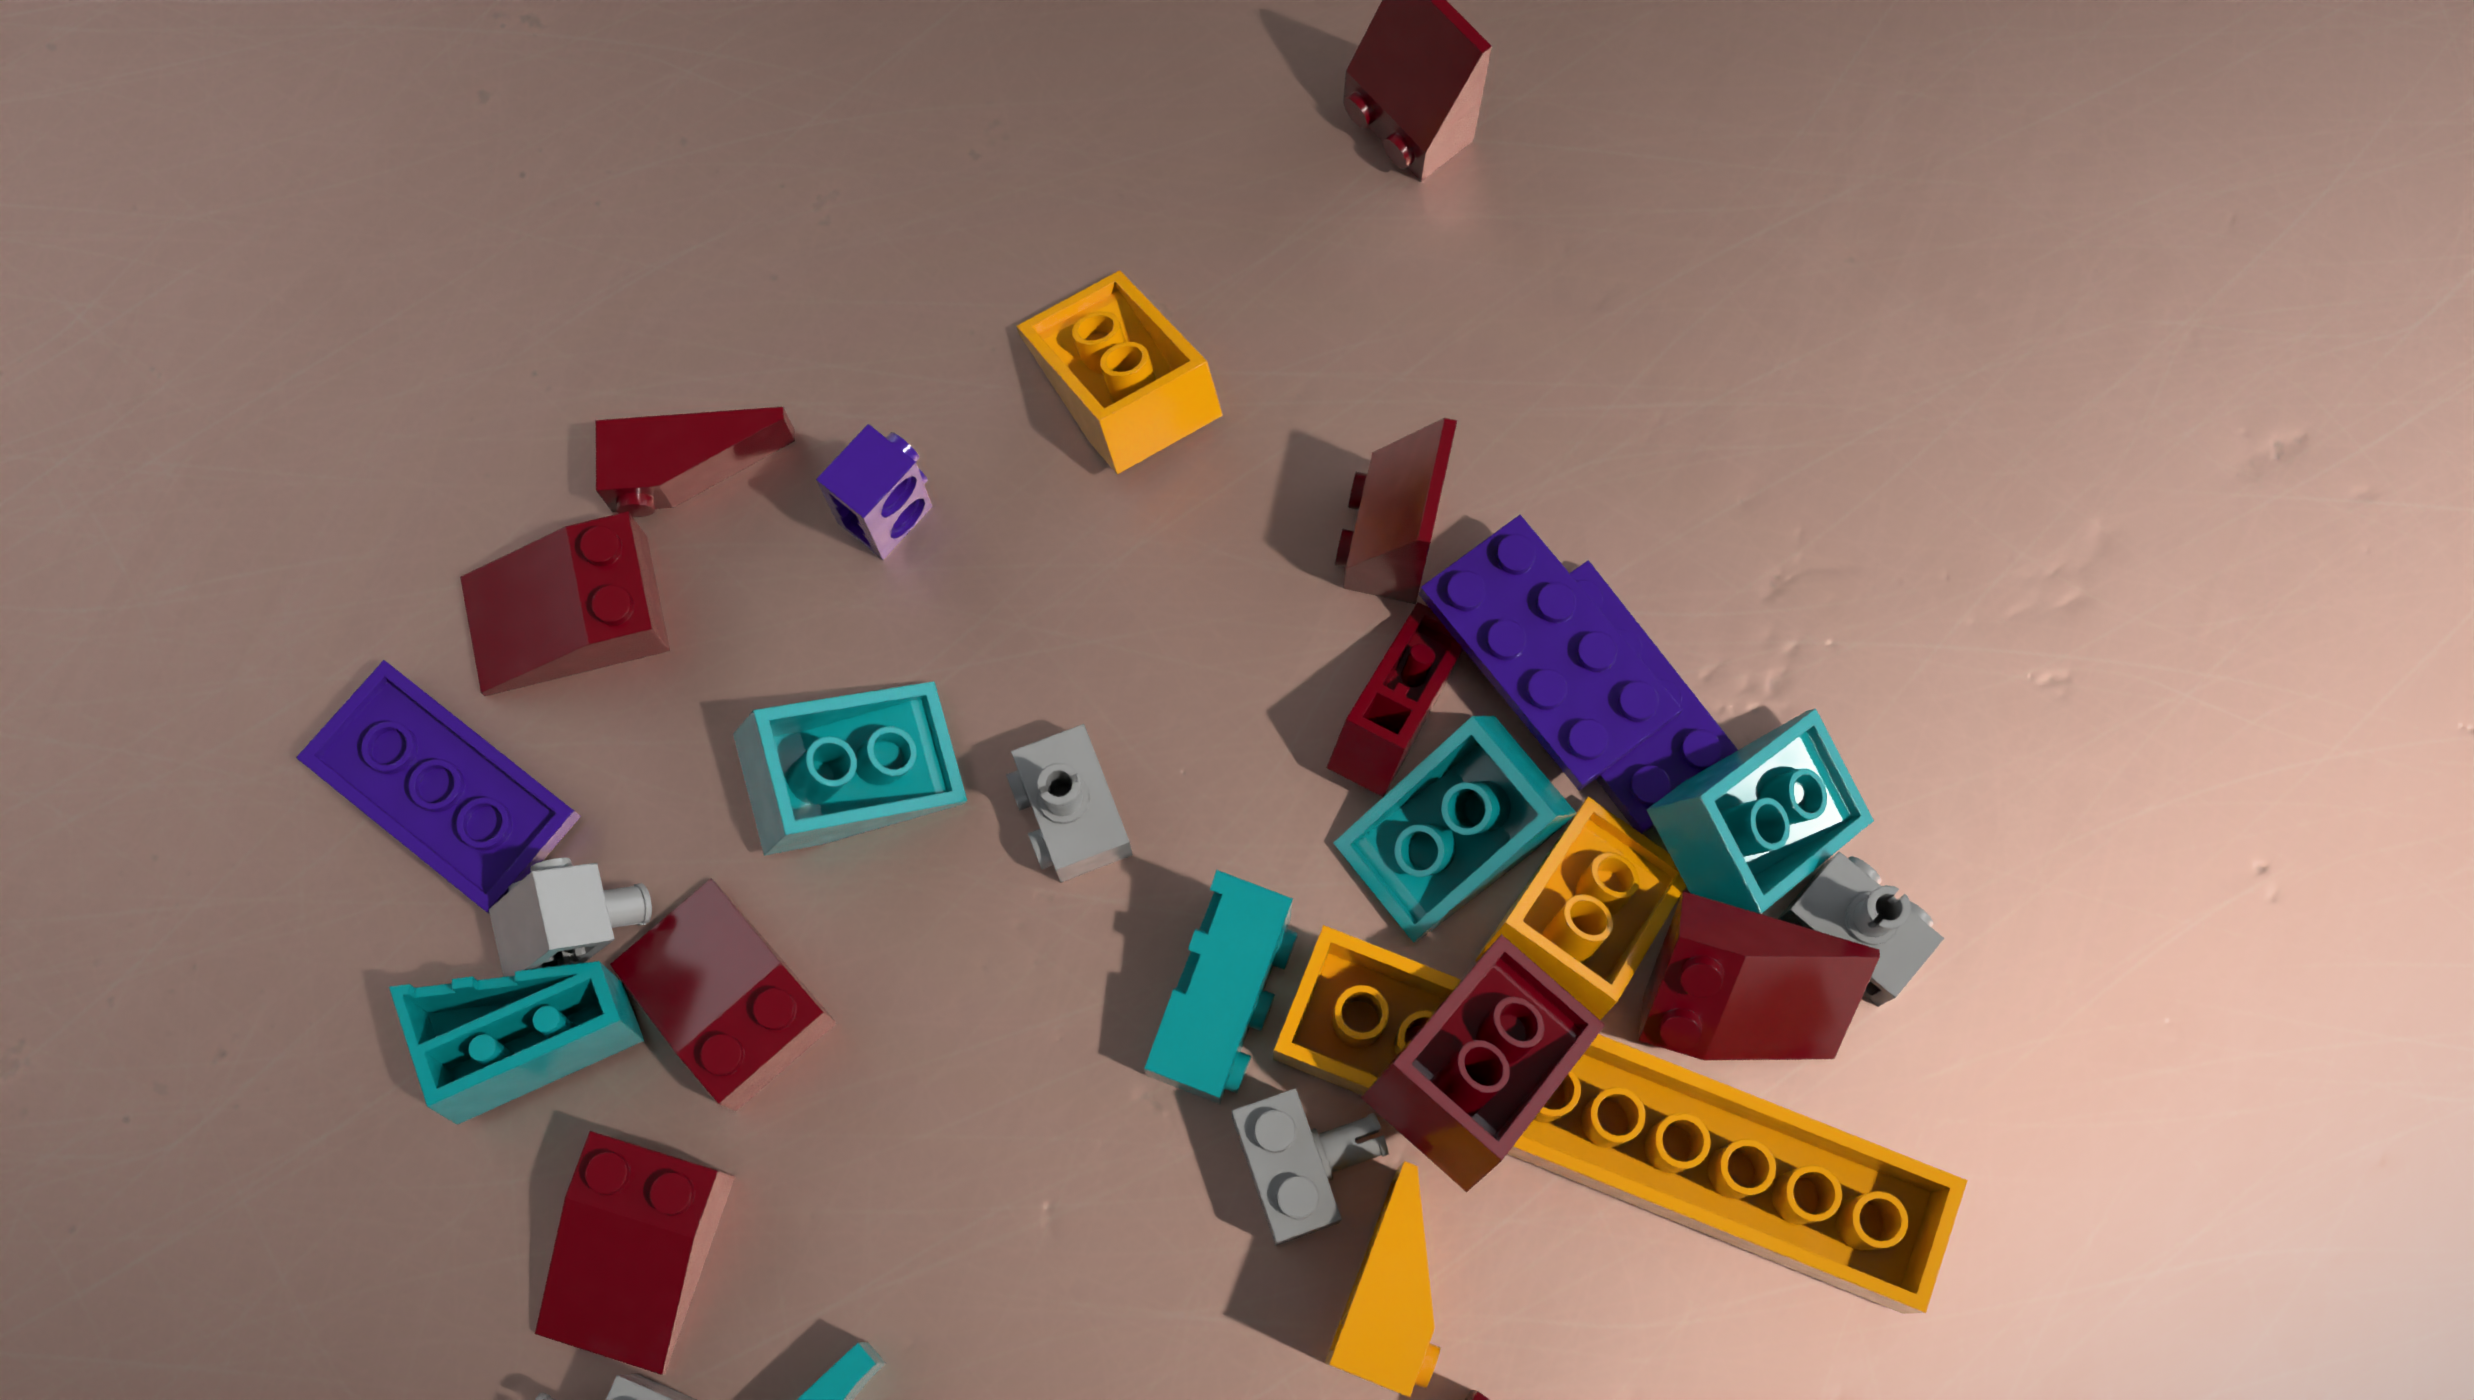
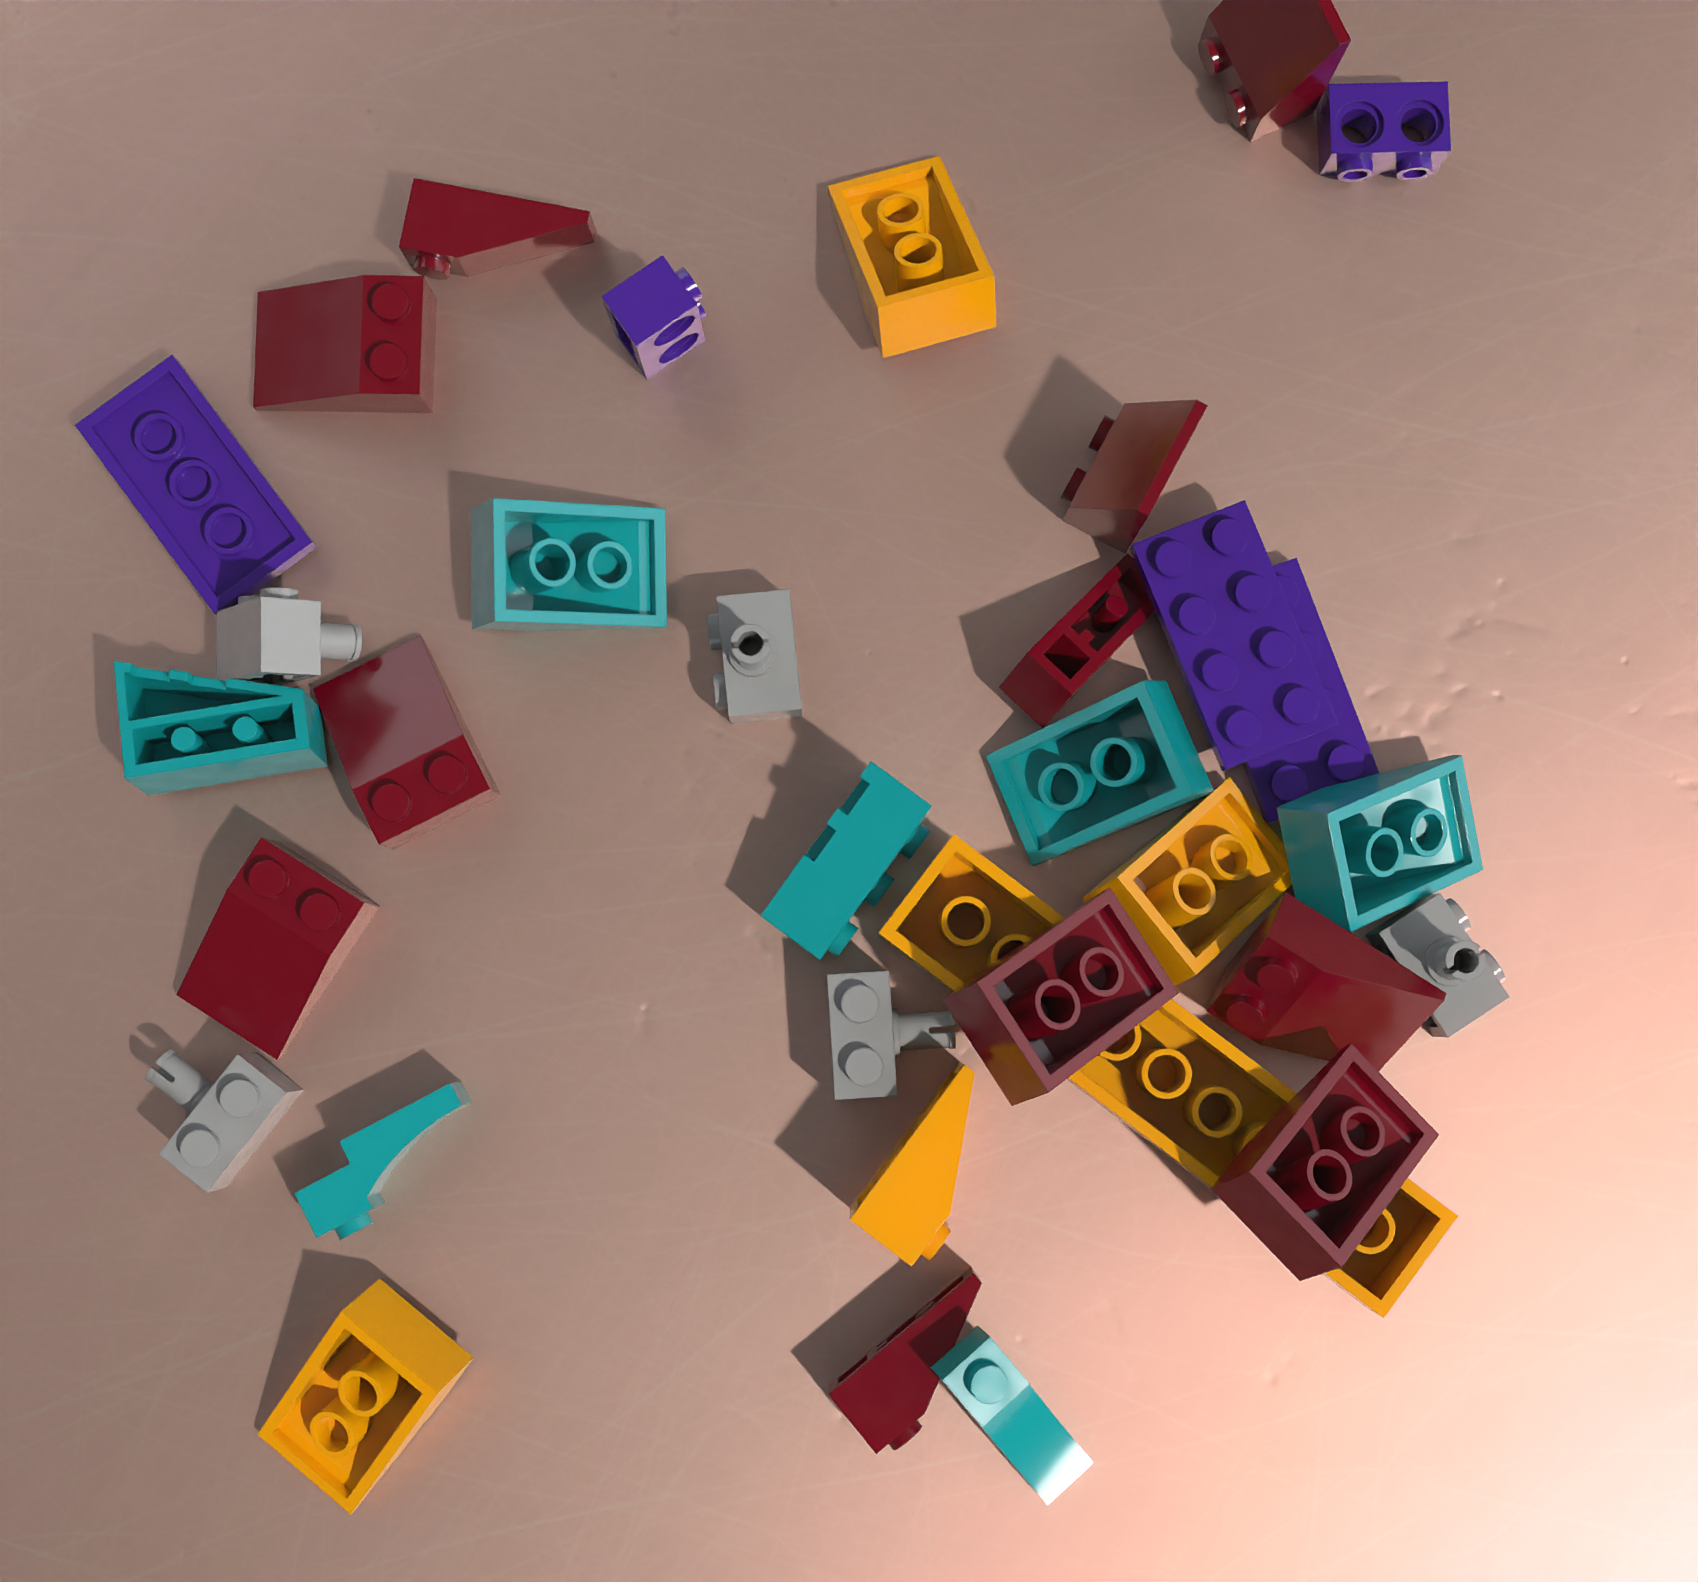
camera: 15 degrees right, 10 degrees up
(1540, 122) = (1378, 114): none -> dark purple brick
(1814, 1164) = (1326, 1165): none -> dark red slope

